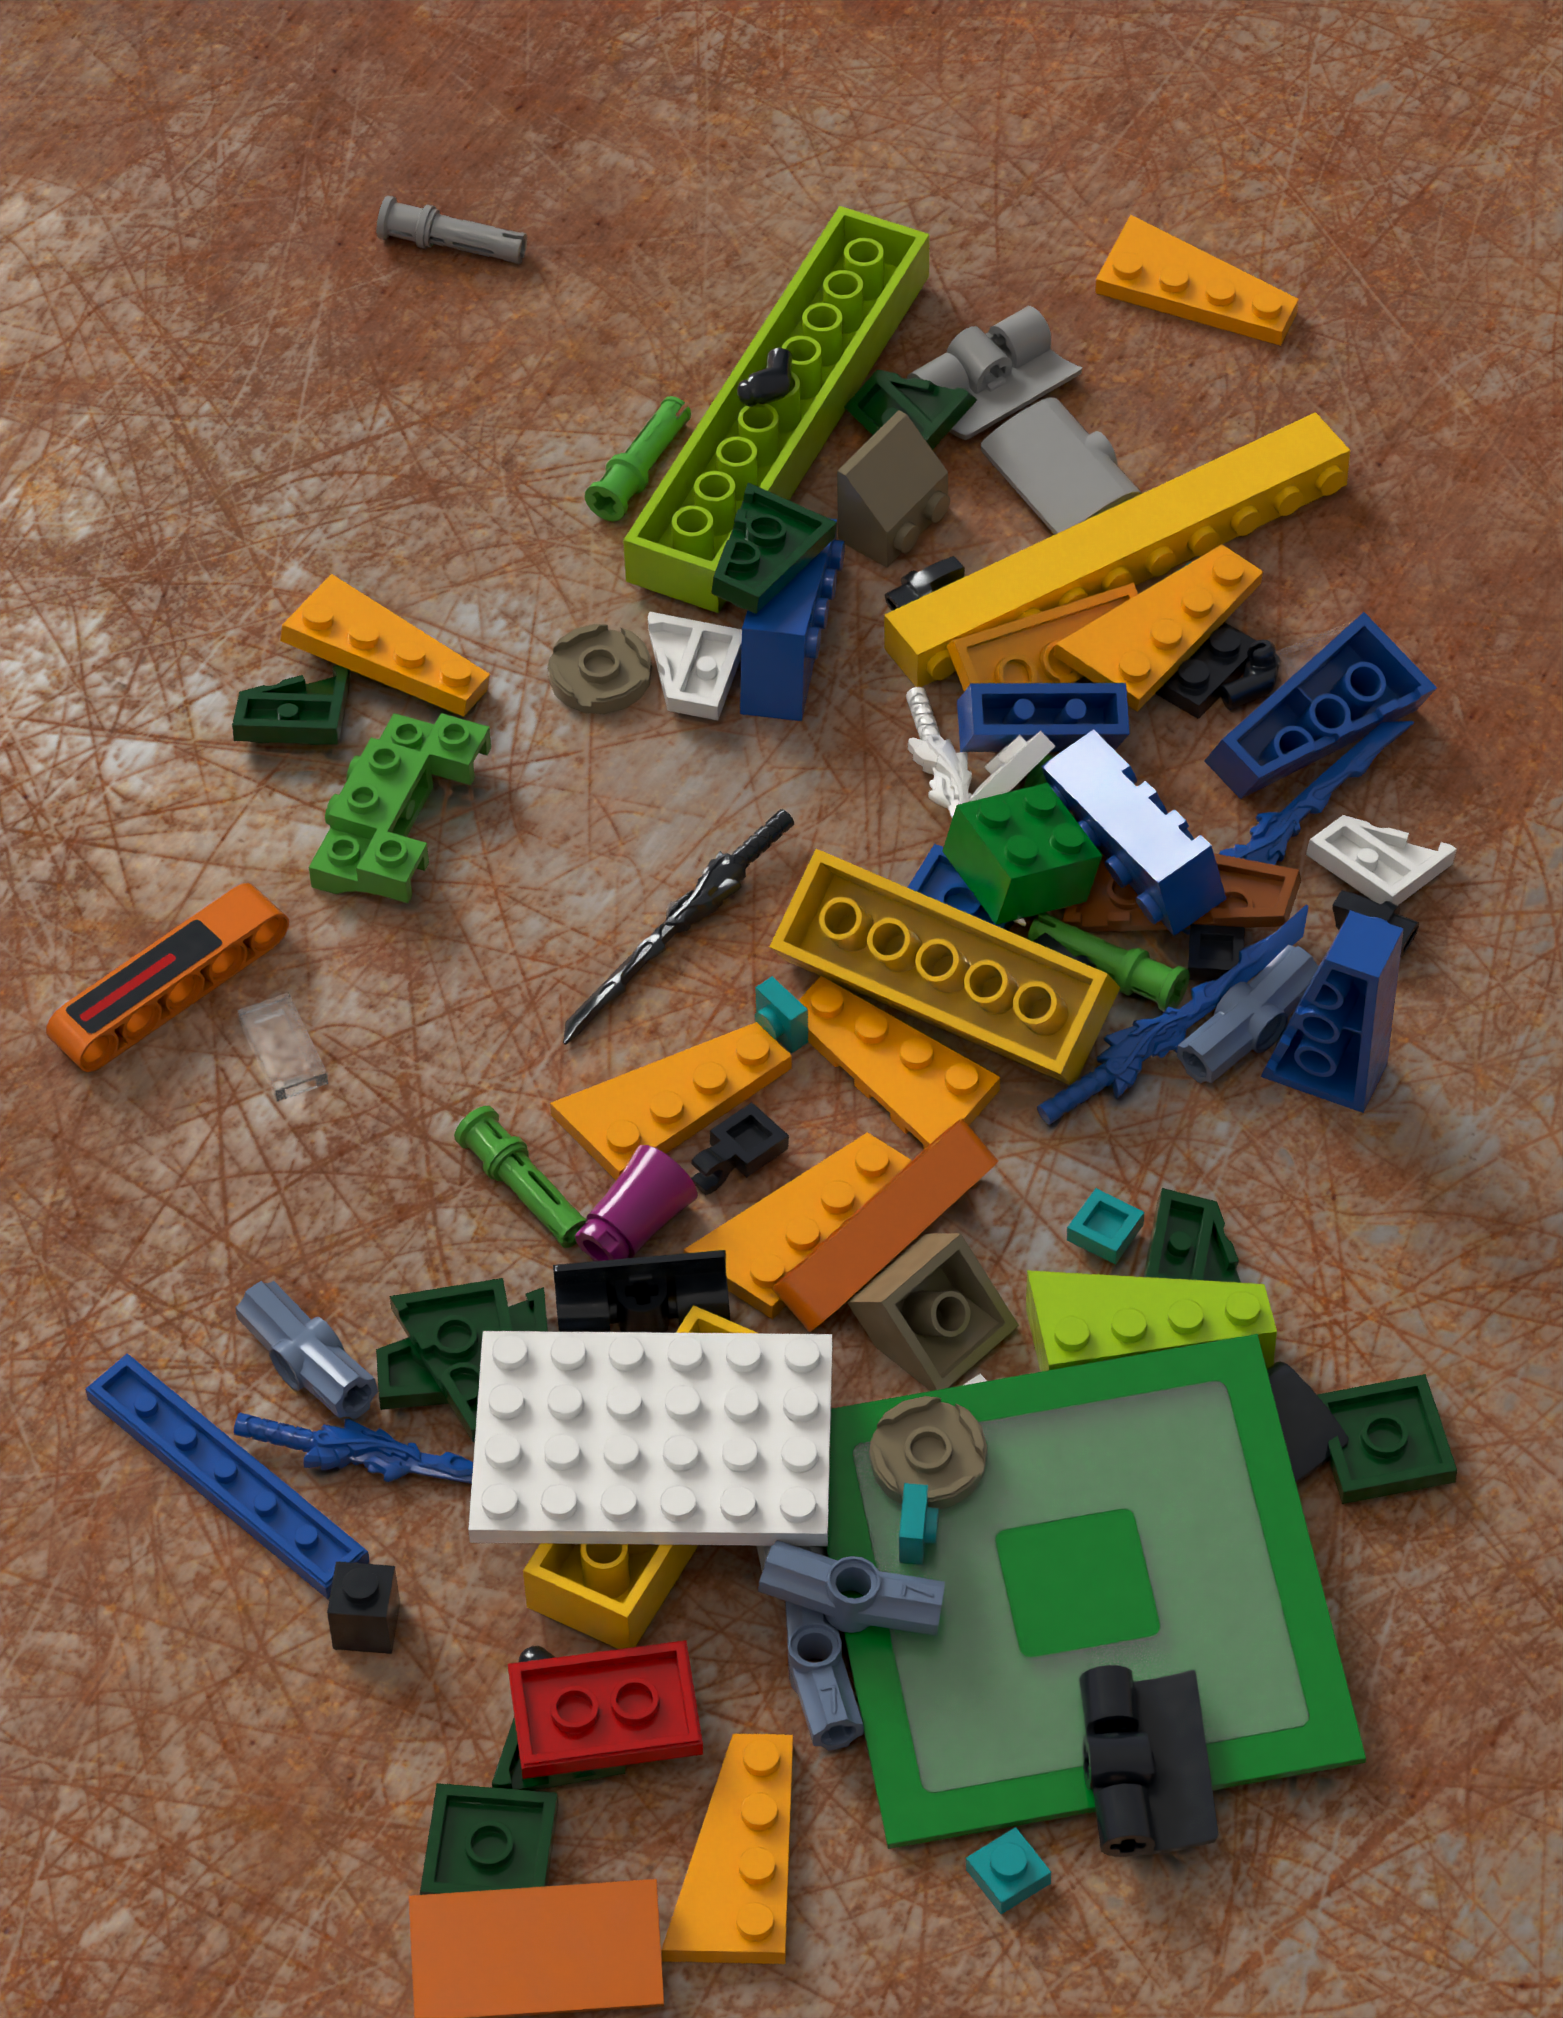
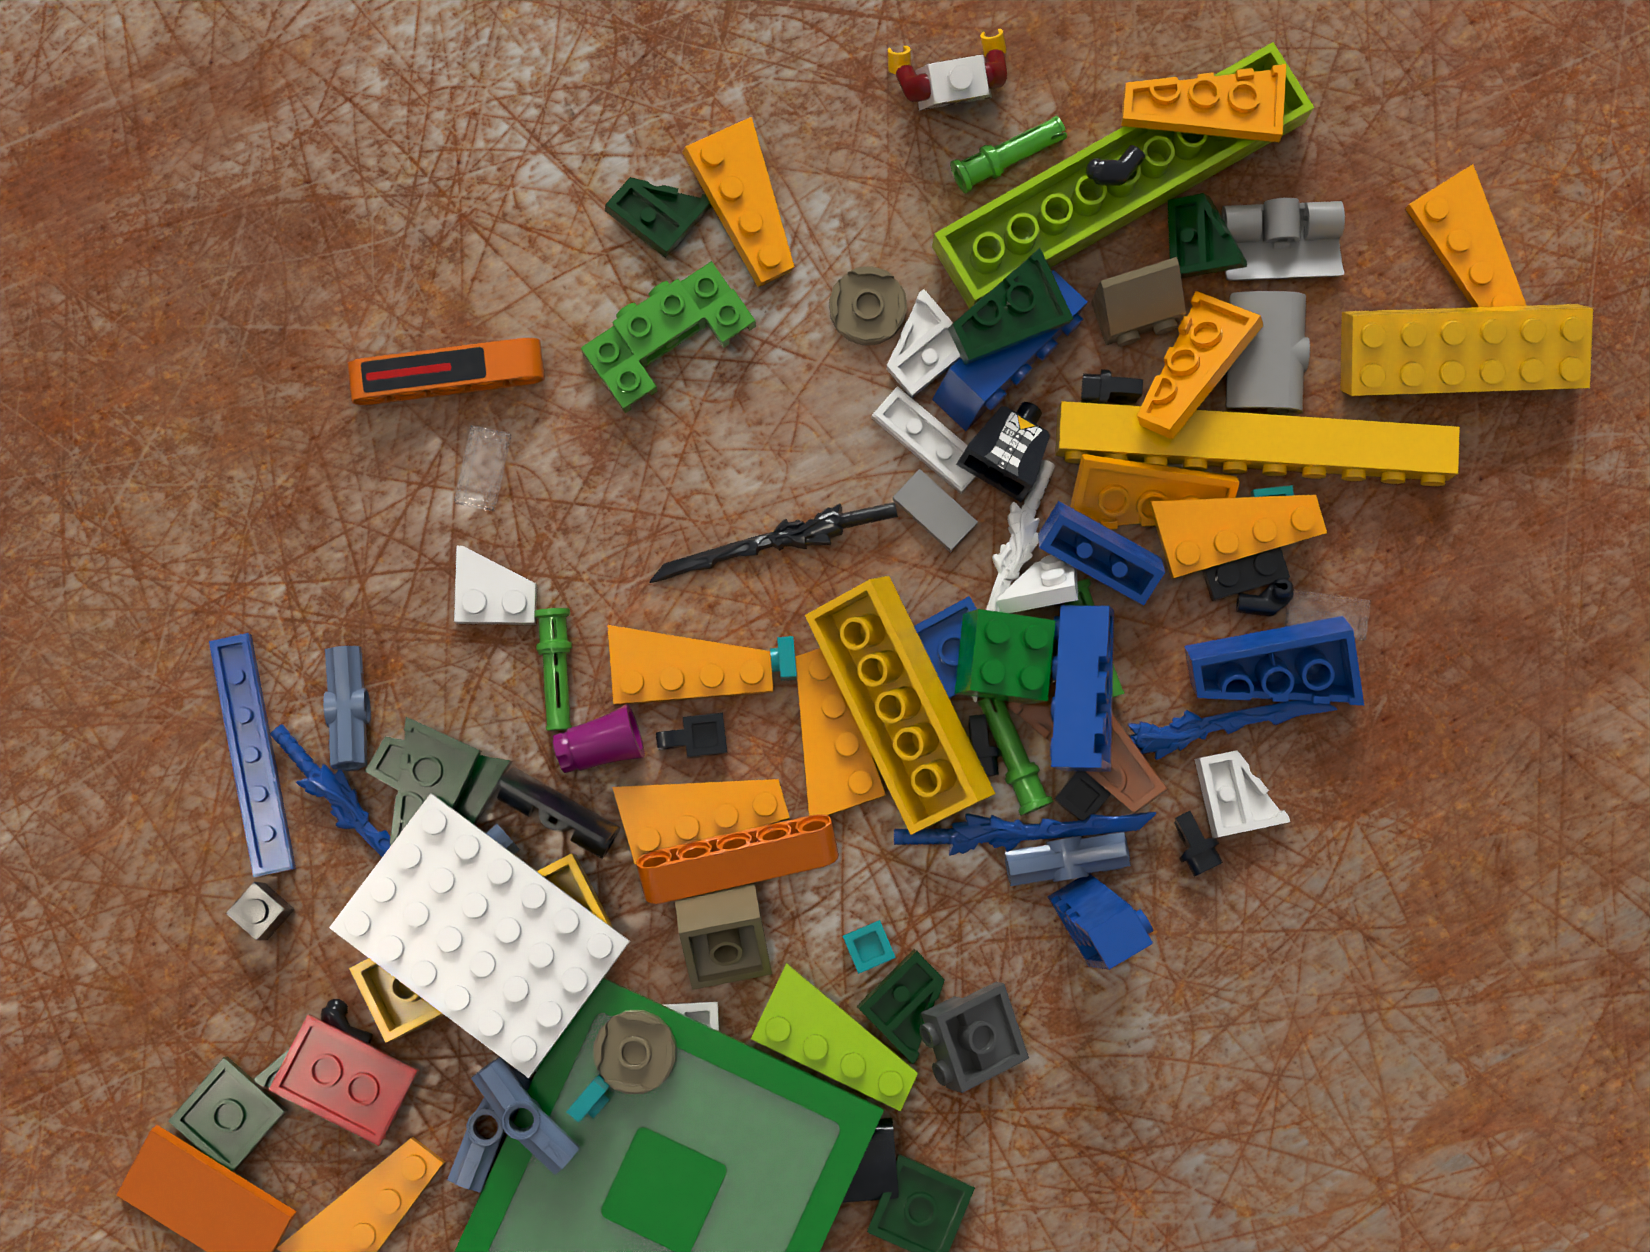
camera: 30 degrees right, 30 degrees up
(388, 1155) = (491, 592): none -> white wing
(523, 423) = (952, 80): none -> torso
(768, 745) = (924, 437): none -> white tile
(831, 800) = (935, 510): none -> light grey tile
(834, 274) = (1224, 105): none -> light orange wing
(866, 695) = (1008, 450): none -> black torso
(997, 502) = (1204, 351): none -> light orange wing
(1261, 351) = (1466, 349): none -> yellow brick
(1295, 1232) = (973, 1037): none -> dark grey plate

